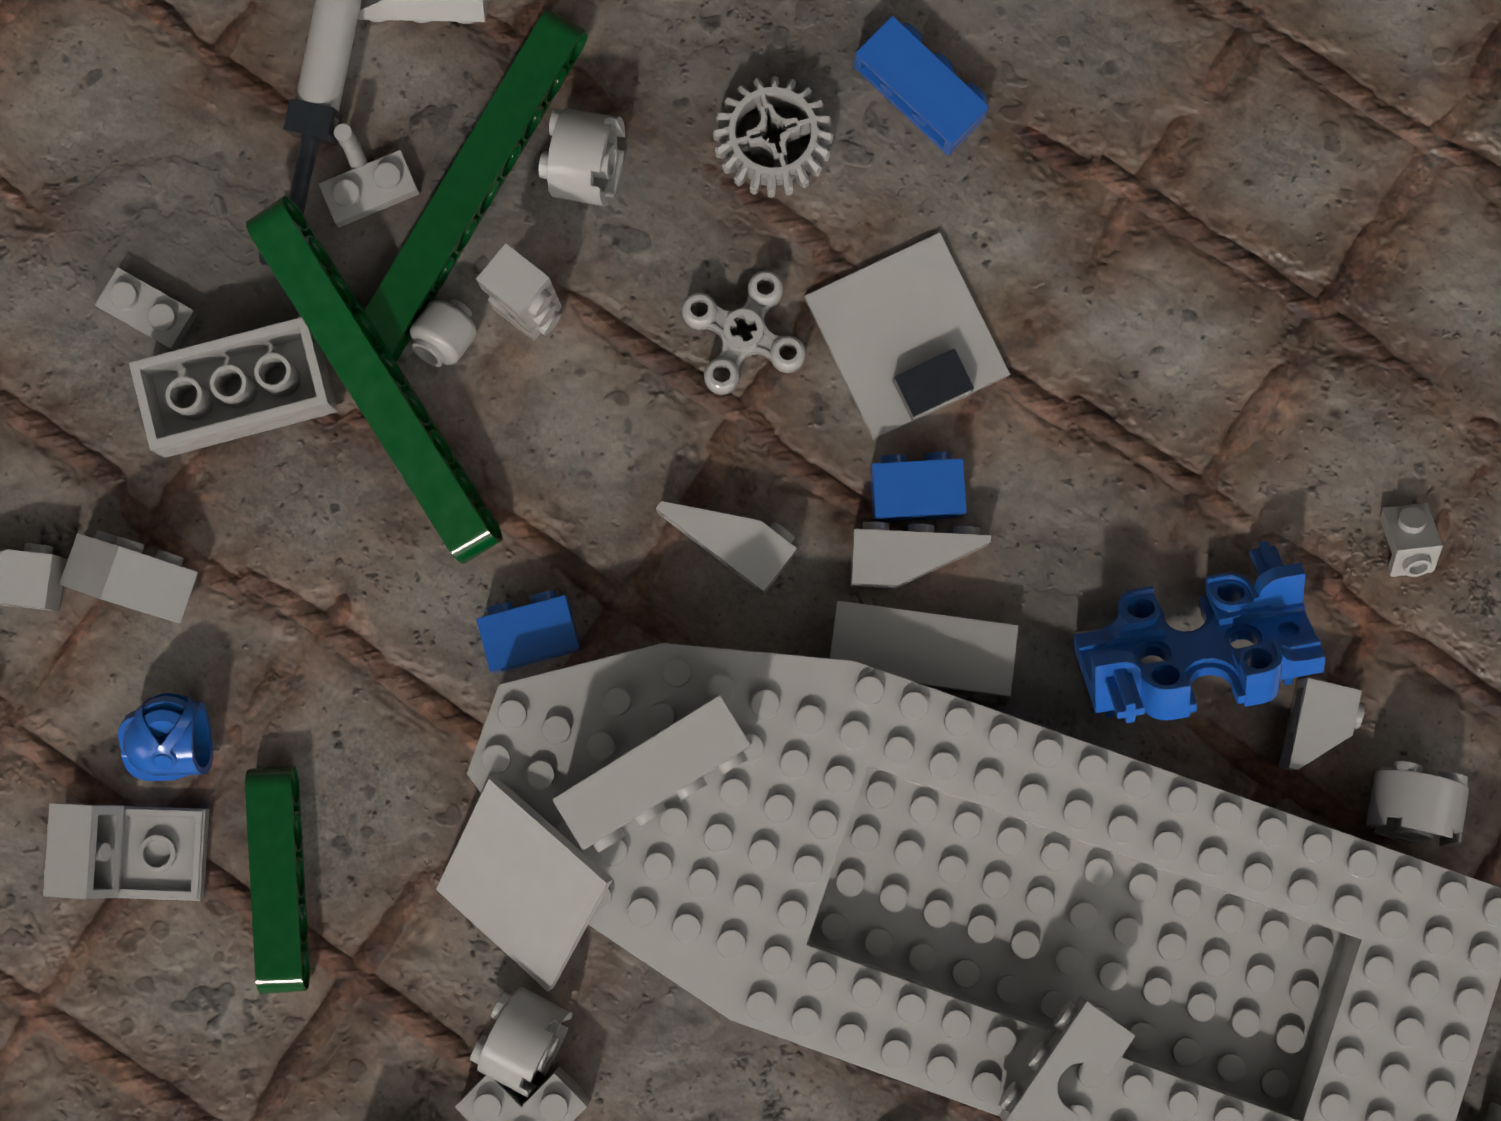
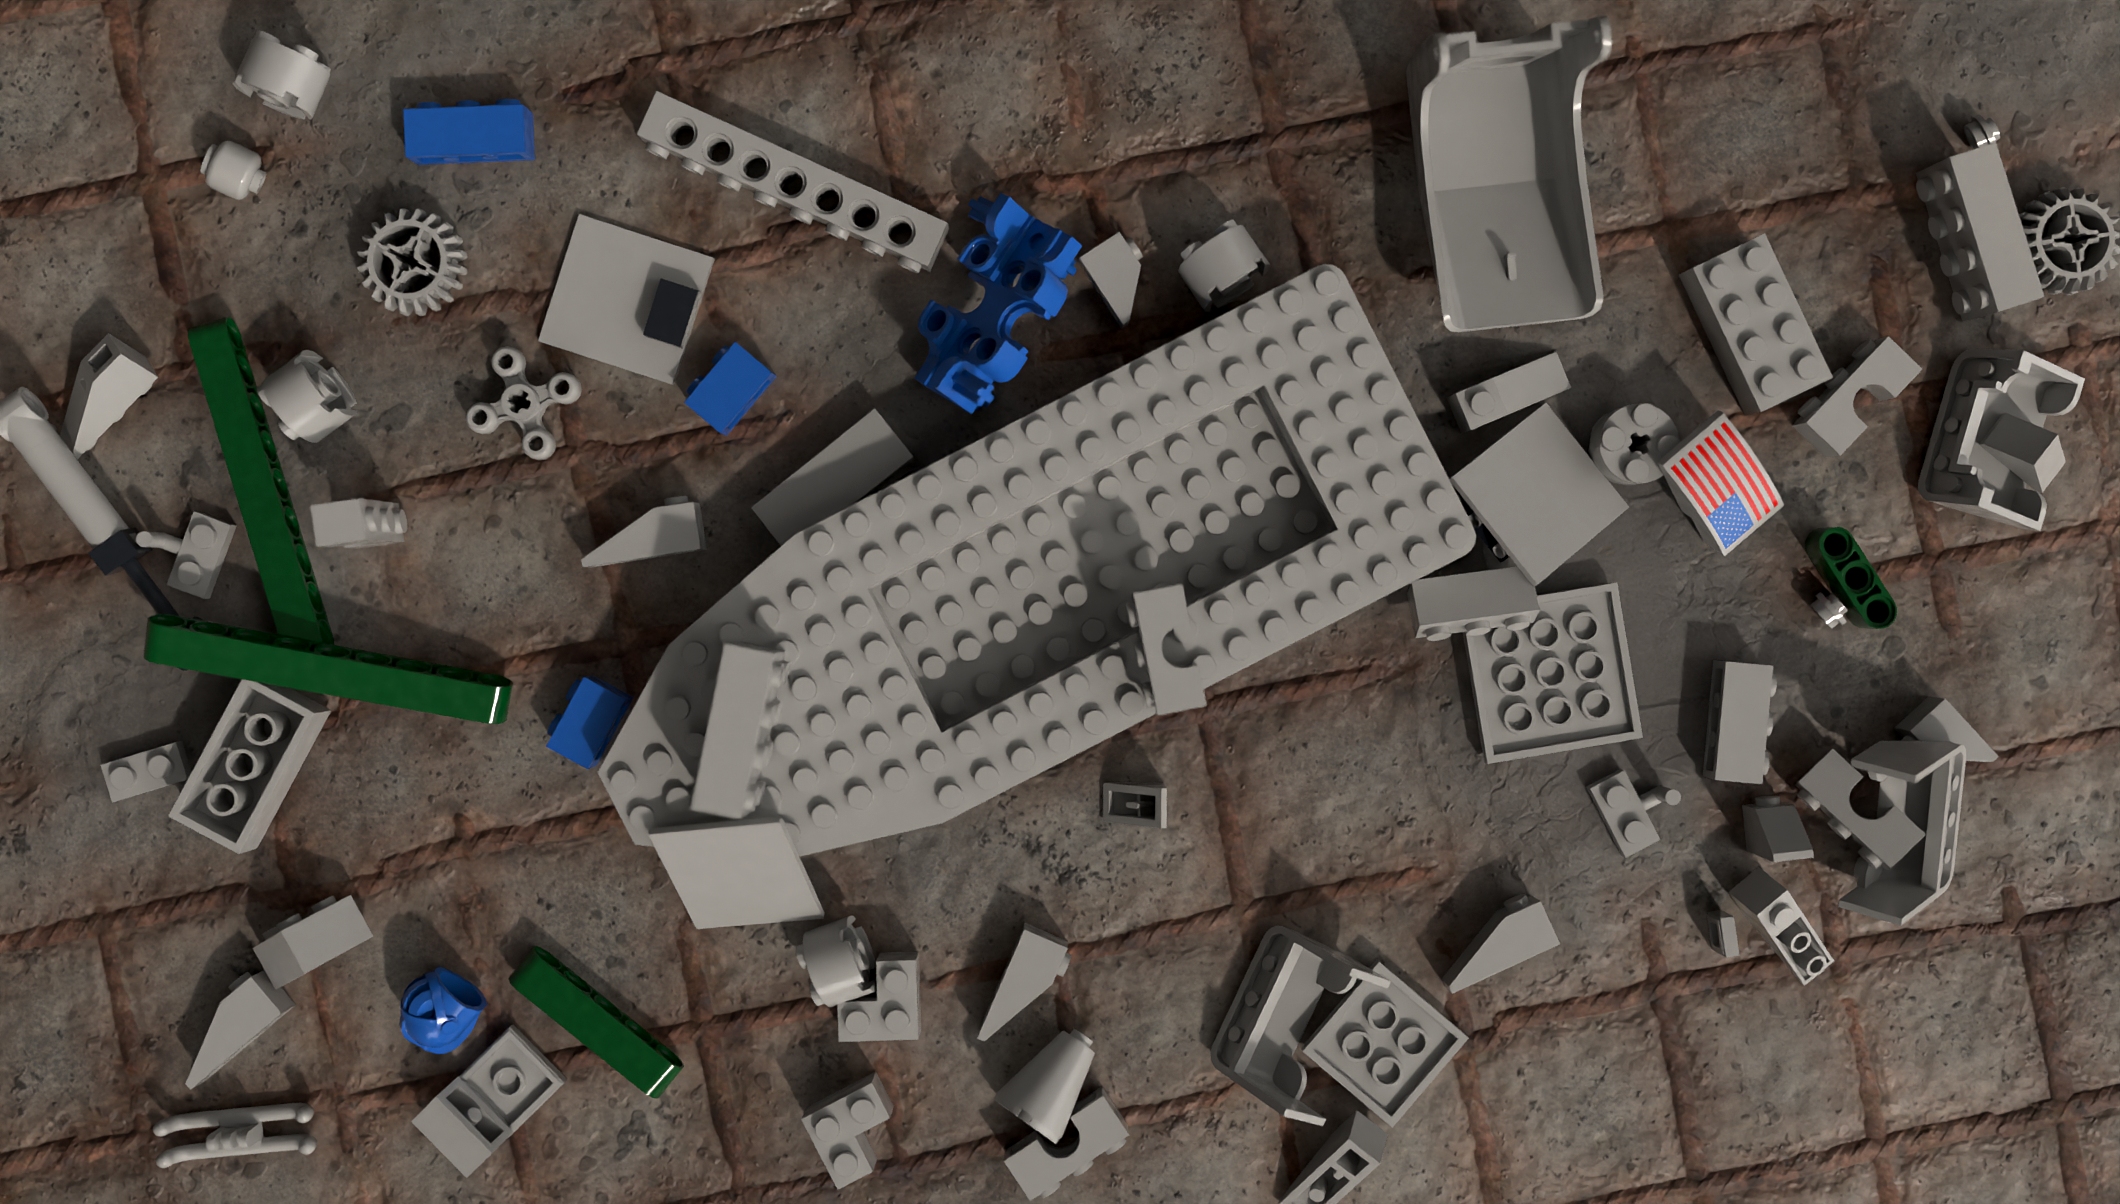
camera: 55 degrees left, 5 degrees up
(443, 332) = (341, 595): light grey head -> none
(897, 557) = (763, 440): light grey slope -> none
(1094, 232) = (669, 116): none -> light grey brick
(1411, 539) = (1059, 105): light grey bracket -> none

